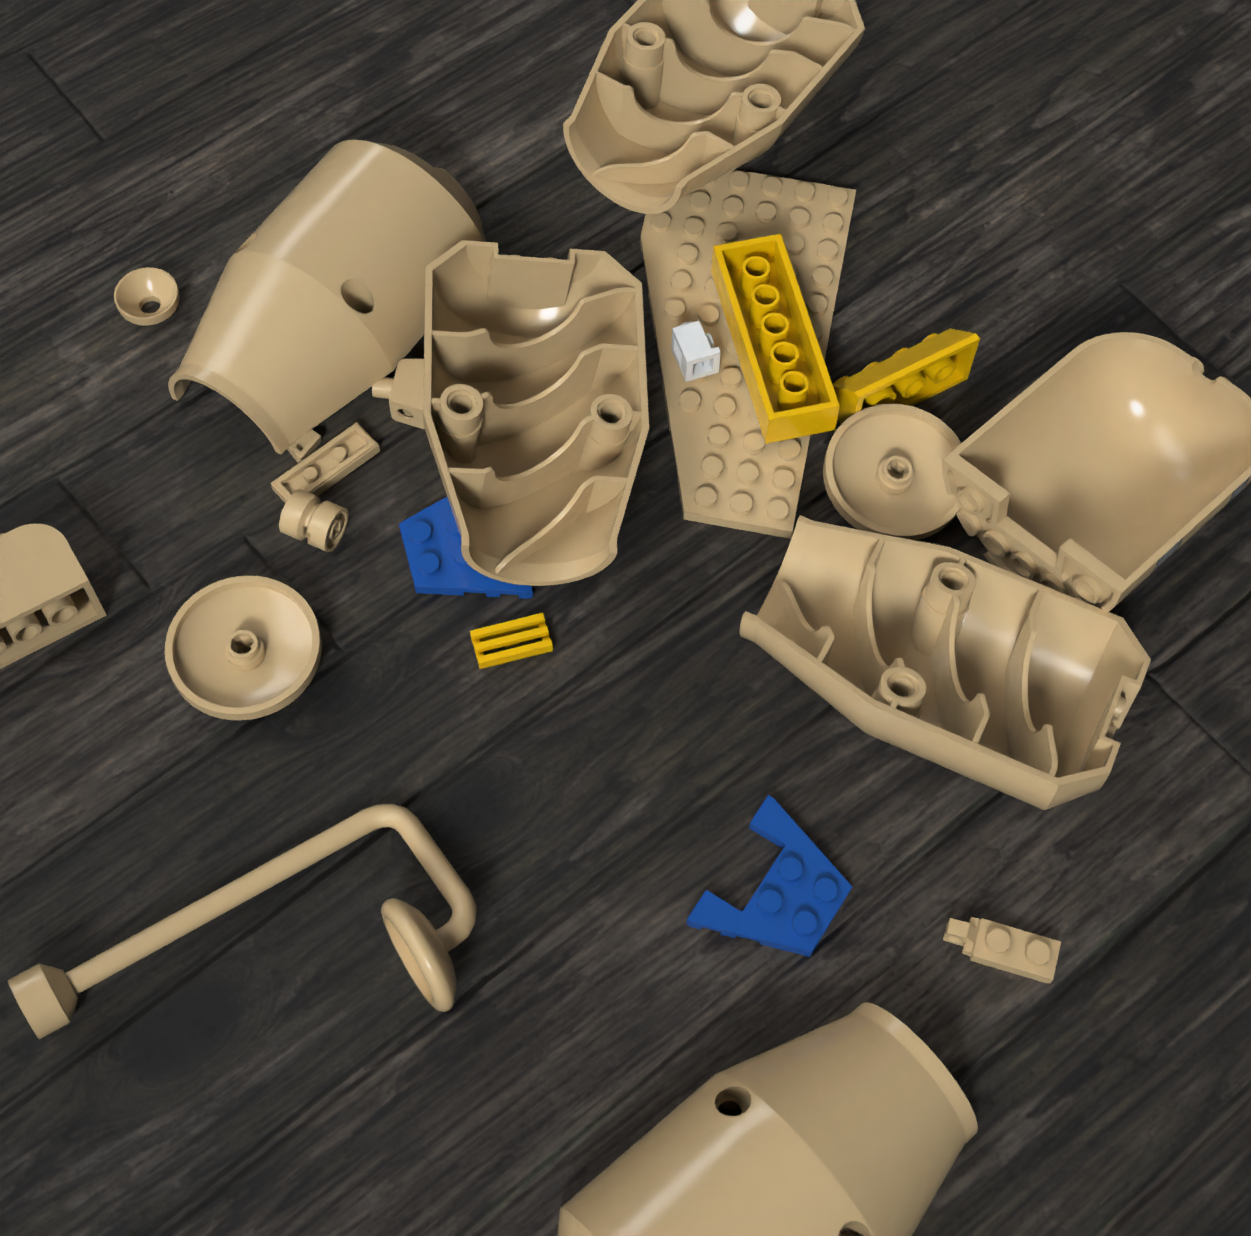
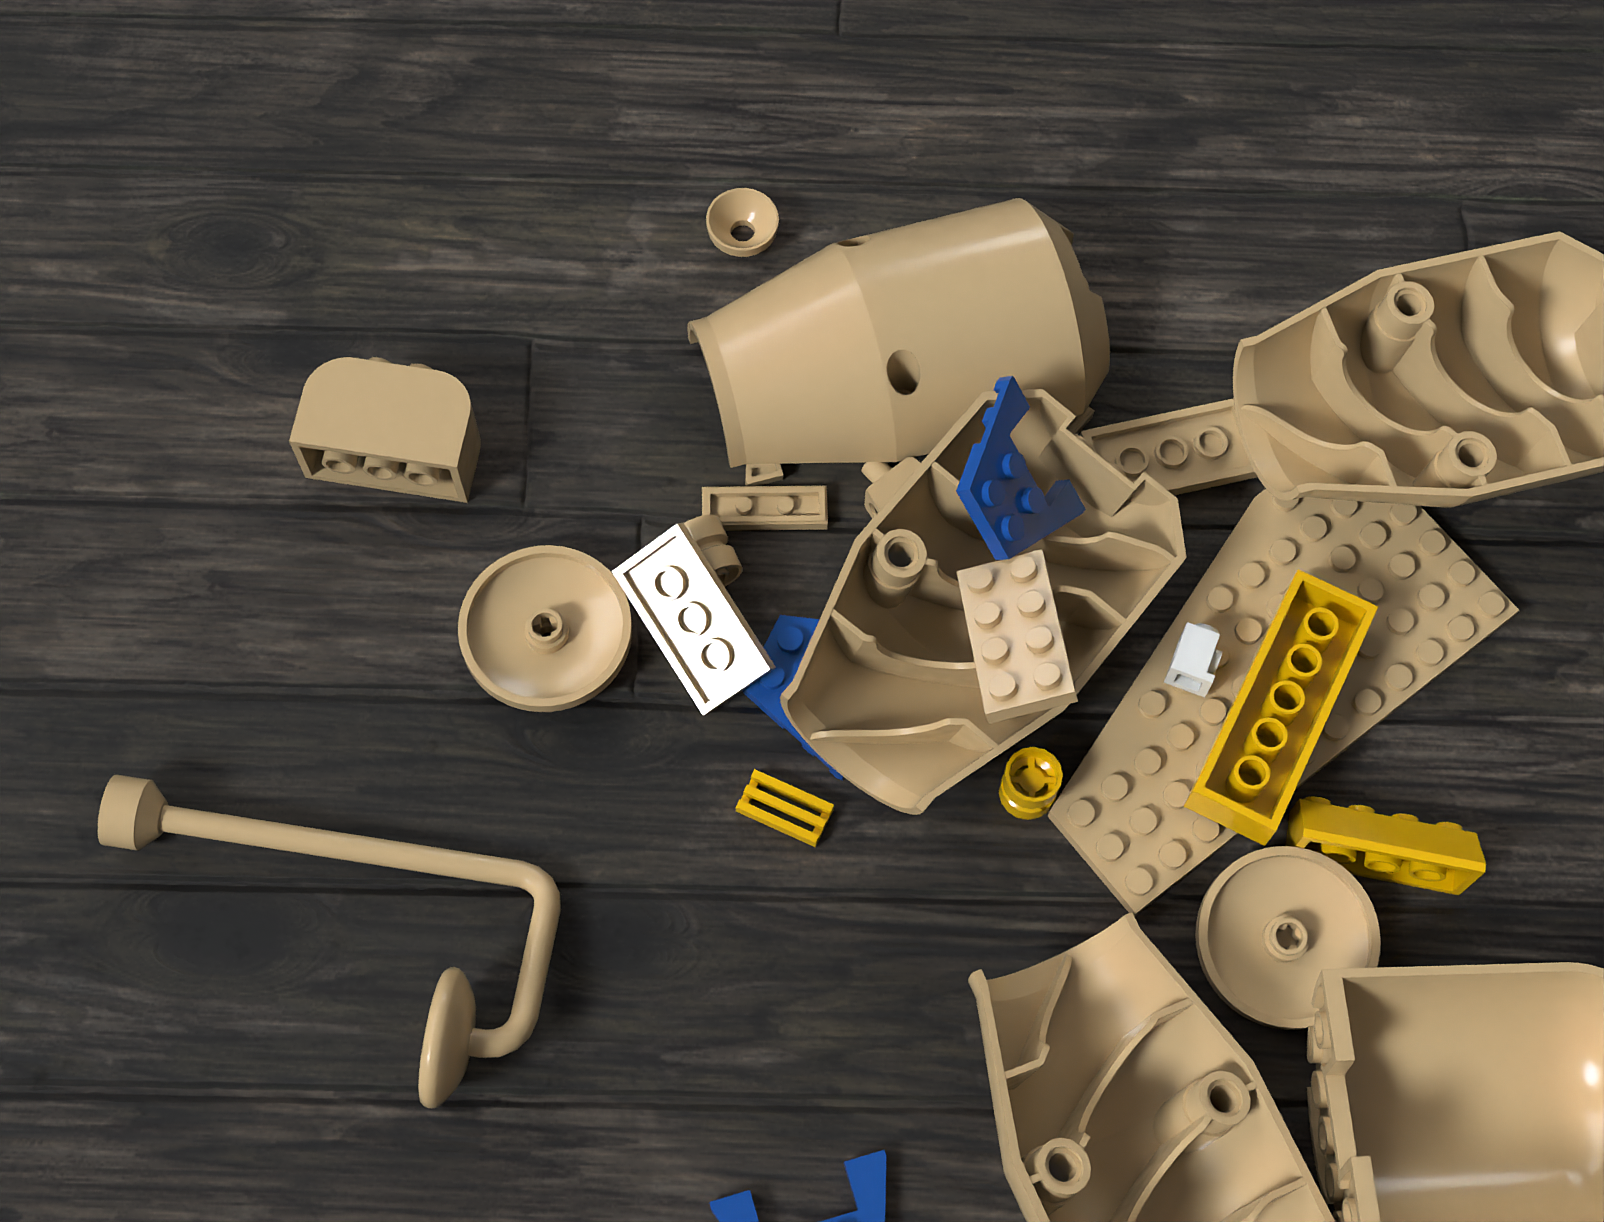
camera: 40 degrees right, 5 degrees up
(344, 563) = (693, 619): none -> plate
(503, 328) = (1001, 490): none -> blue wing
(577, 222) = (1178, 448): none -> tan plate
(581, 401) = (1016, 637): none -> tan plate
(658, 501) = (1030, 783): none -> yellow wheel

